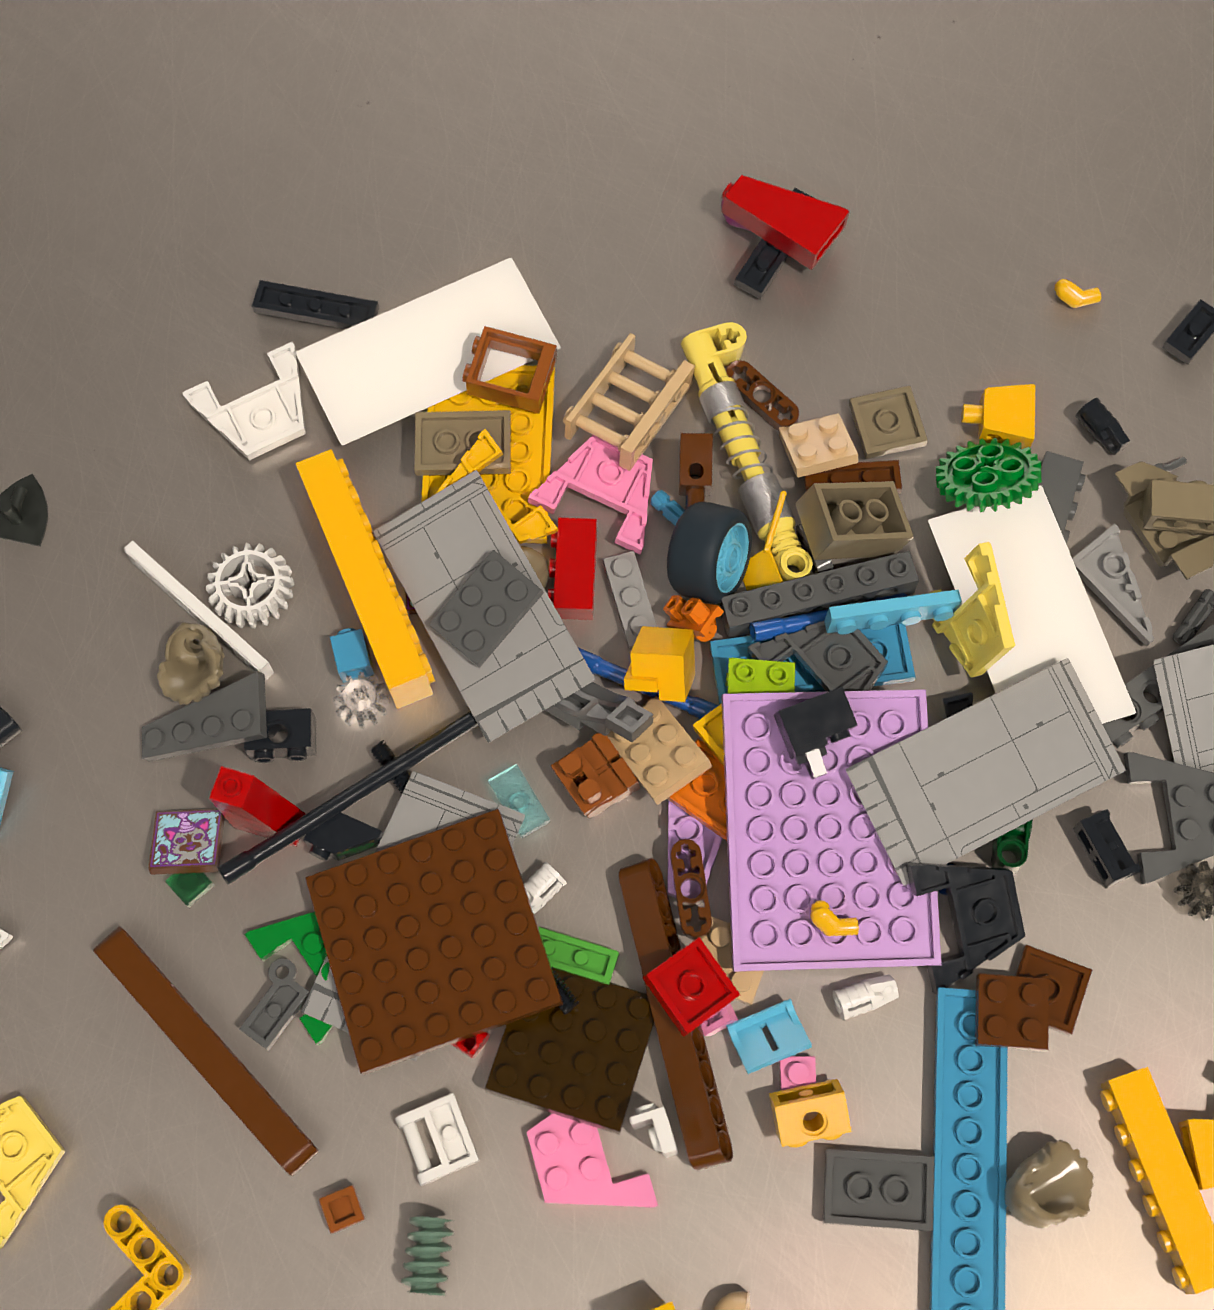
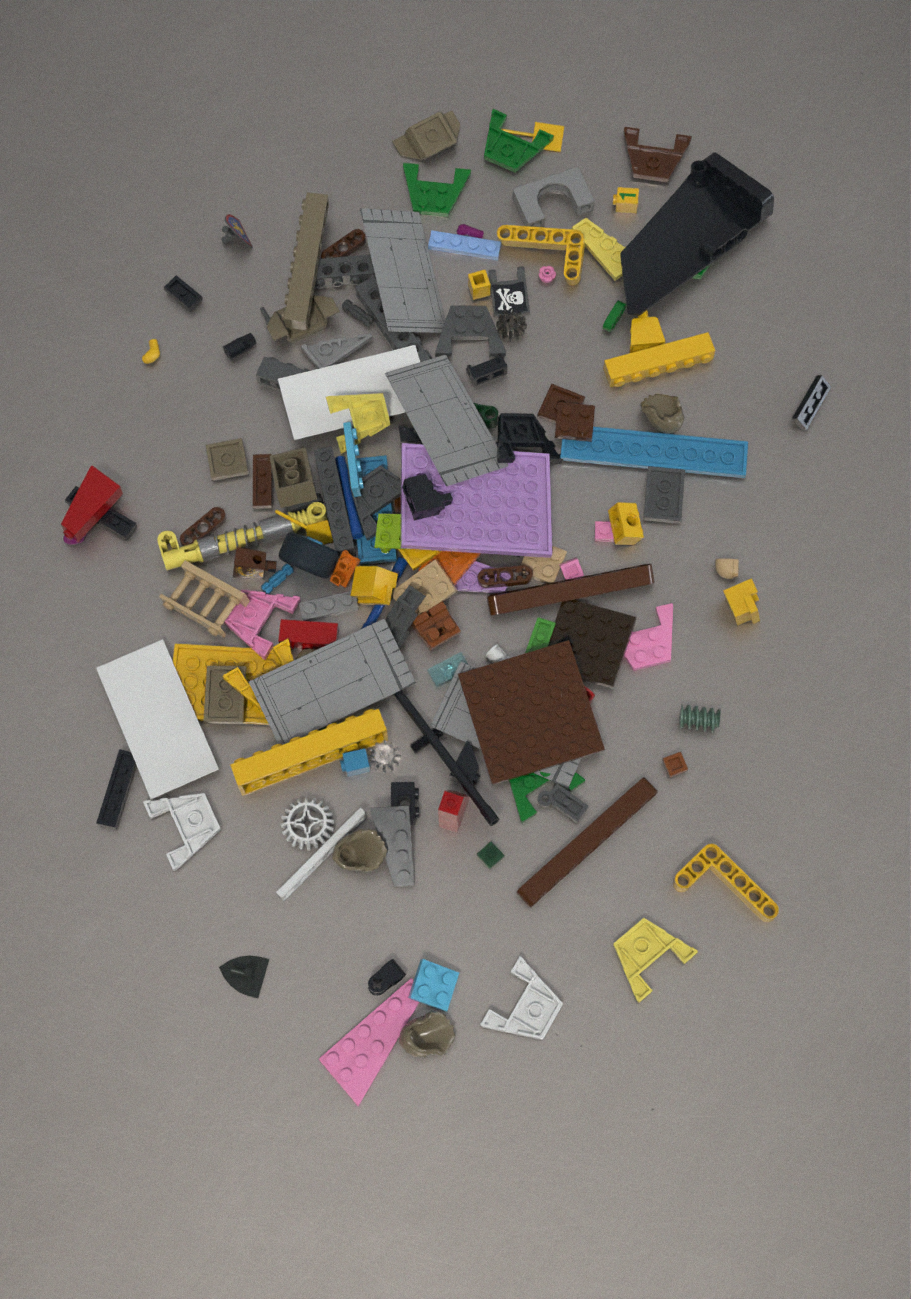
camera: 90 degrees left, 0 degrees up
(186, 842) = (466, 855): tile -> none
(448, 1134) = (634, 709): white plate -> none
(486, 608) = (336, 678): dark grey plate -> none
(518, 345) = (183, 646): dark orange window -> none
(661, 1134) = (634, 597): white bracket -> none
(691, 986) = (561, 574): red plate -> none
(784, 1029) = (579, 536): medium azure piece -> none
(818, 445) = (239, 497): tan plate -> none
(829, 923) = (529, 503): yellow arm -> none
(865, 996) = (563, 495): white hinge -> none
(988, 474) = (268, 406): green gear -> none
(1004, 414) = (229, 396): yellow torso -> none

